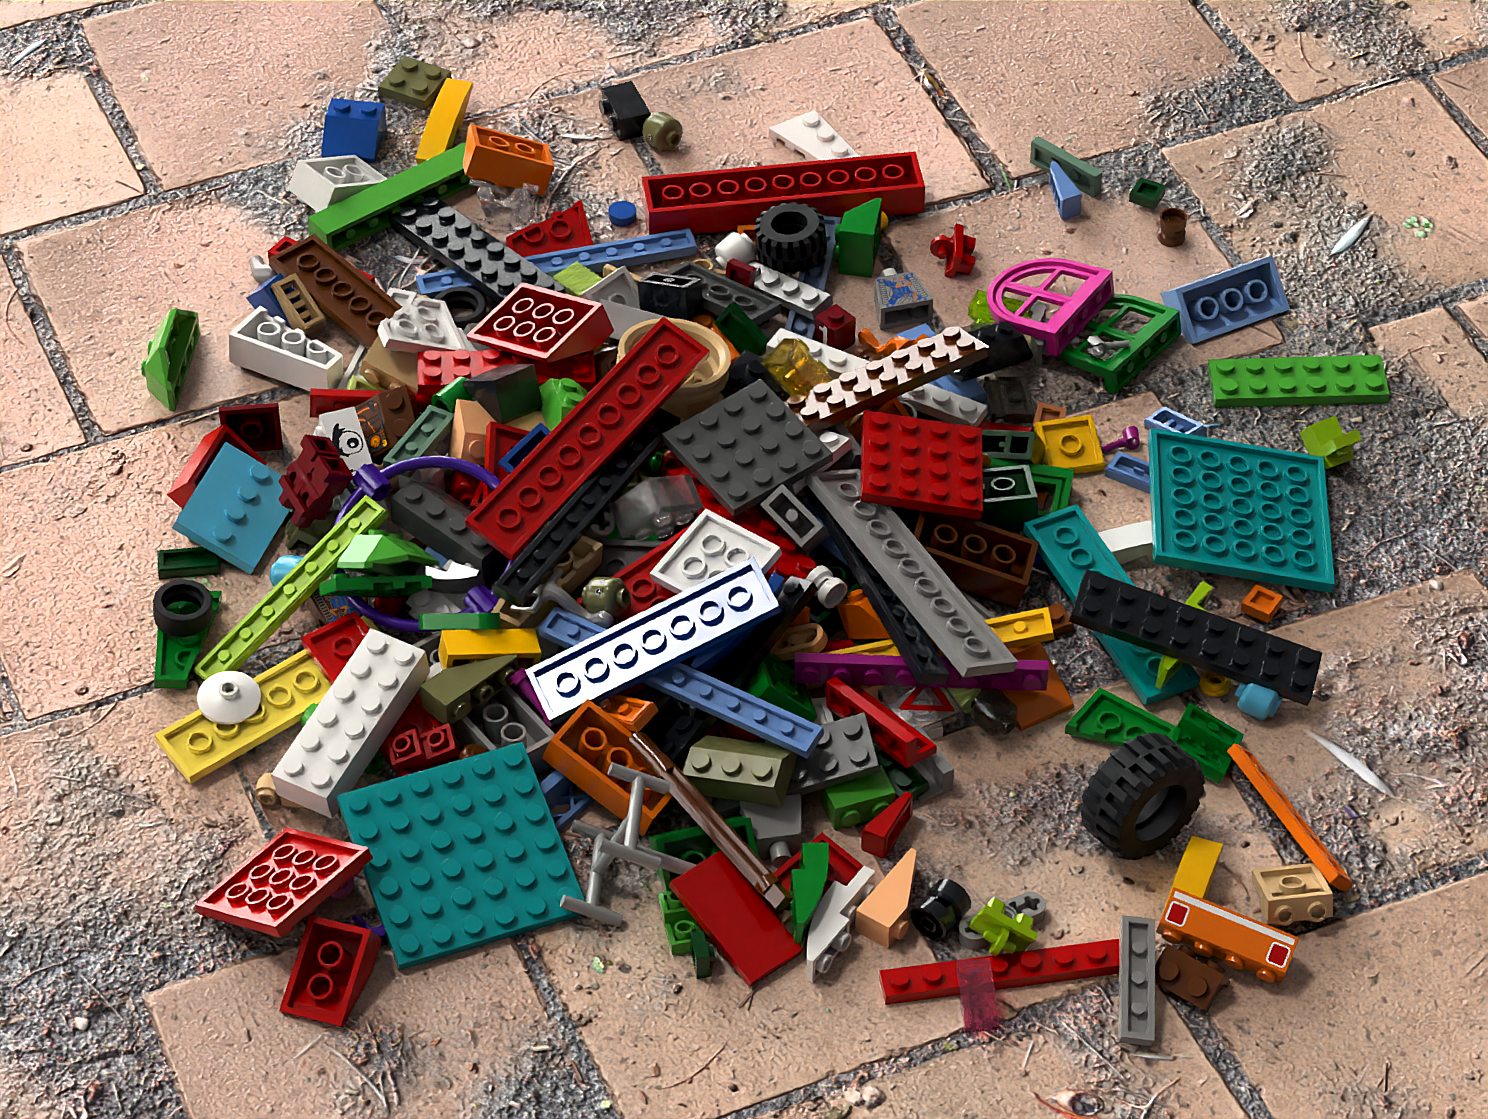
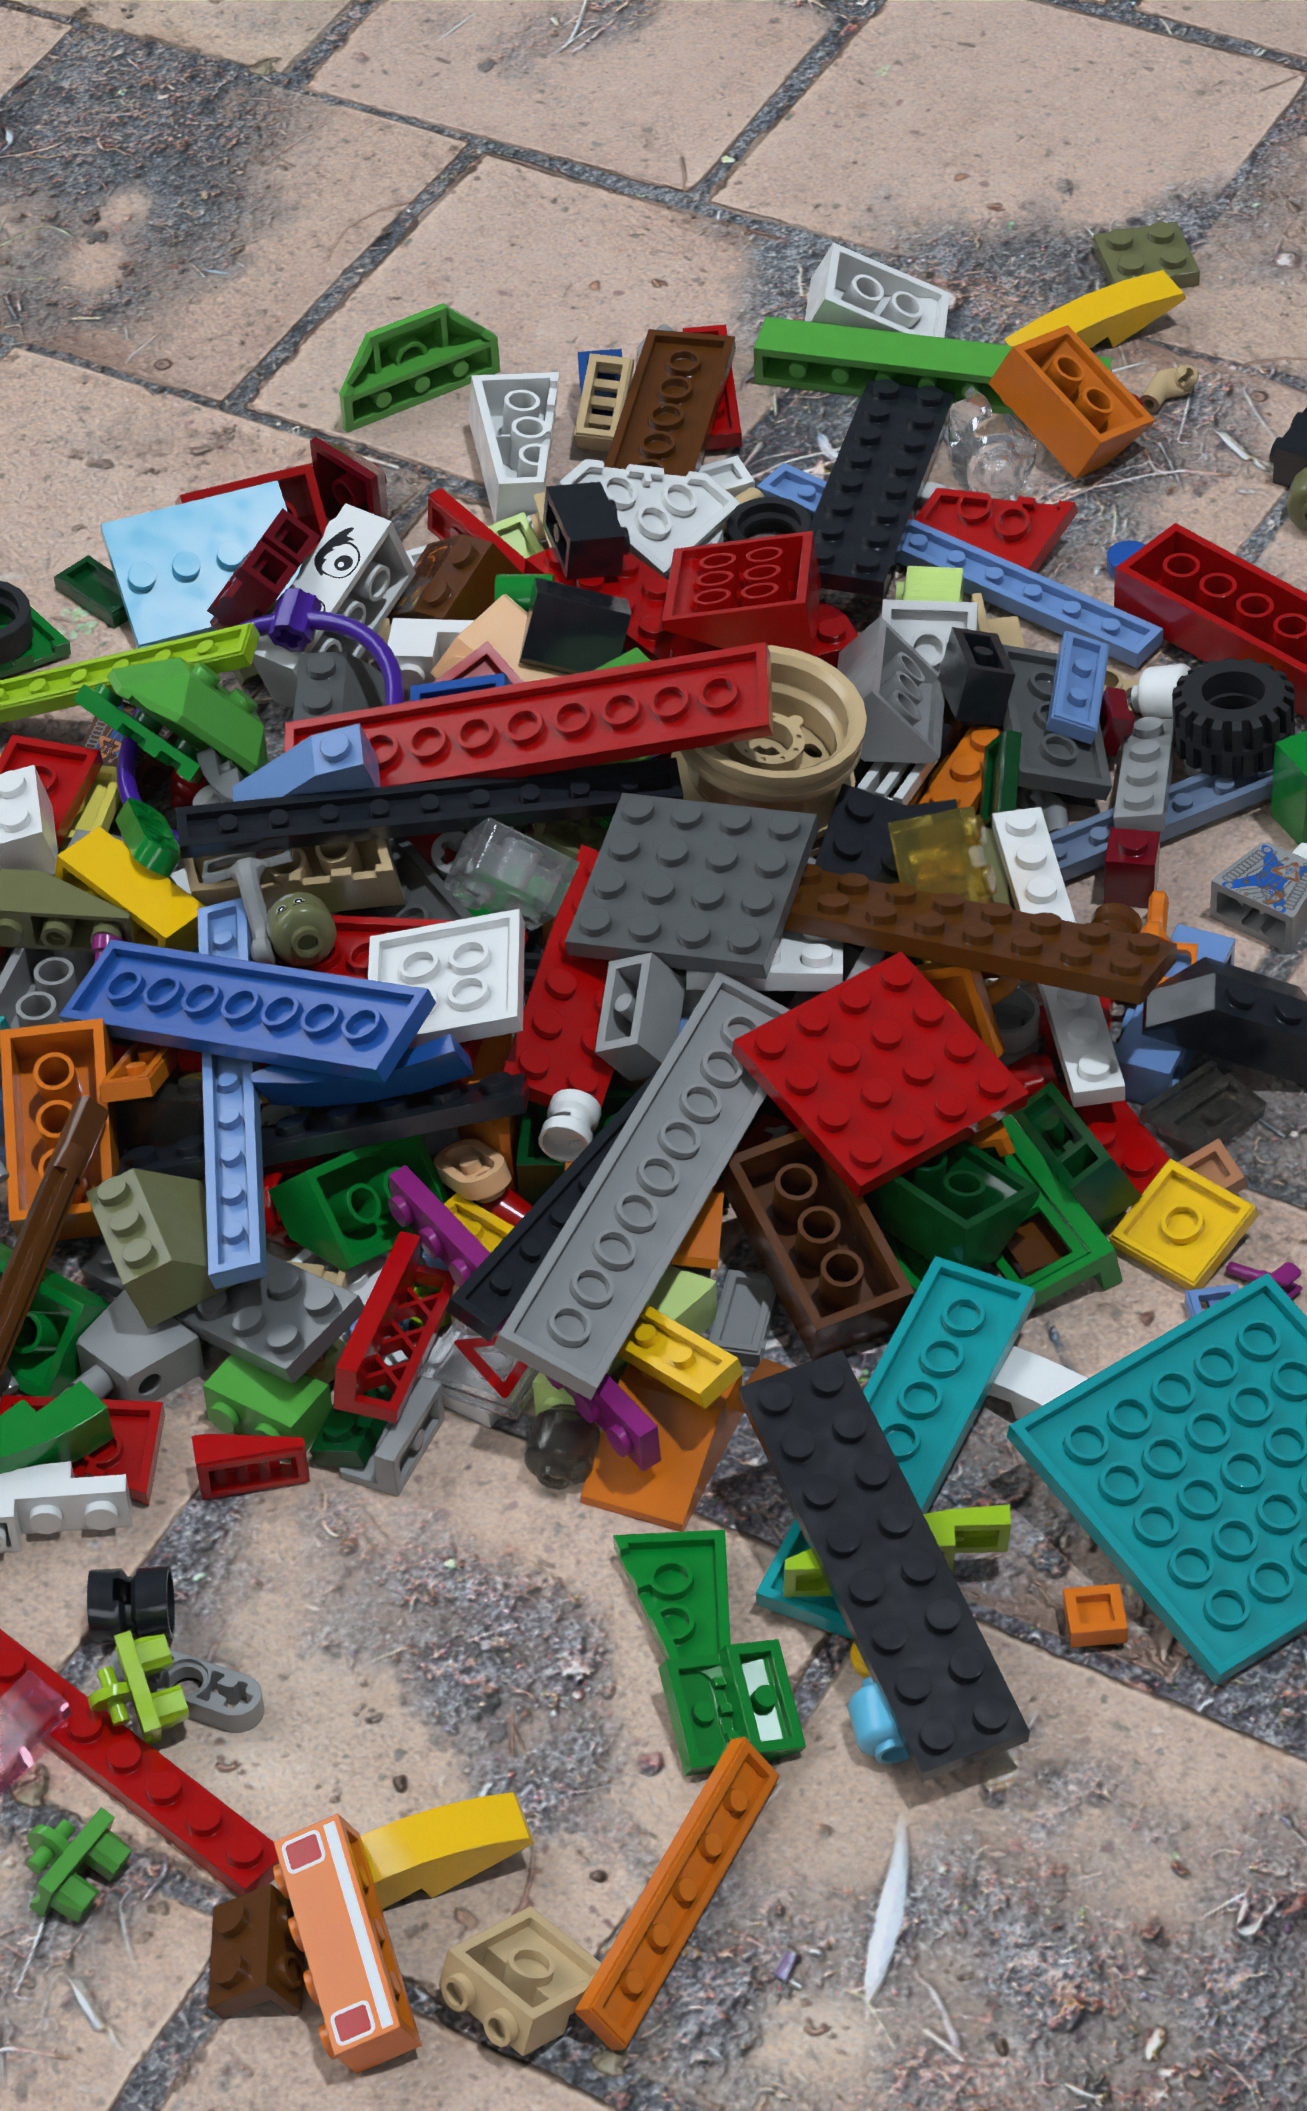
camera: 55 degrees right, 0 degrees up
(354, 129) = (984, 263): blue slope -> none
(421, 437) = (422, 615): sand green plate -> none
(436, 350) = (584, 530): none -> black brick
(518, 125) = (1169, 384): none -> tan arm
(521, 528) = (318, 764): none -> medium blue slope
(710, 271) = (1078, 687): none -> medium blue tile
(886, 909) = (125, 1538): light nougat slope -> none
(1076, 1011) = (61, 1885): none -> bright green hips
(1136, 980) = (176, 1892): light grey plate -> none
(1142, 796) = (492, 1679): black tyre -> none

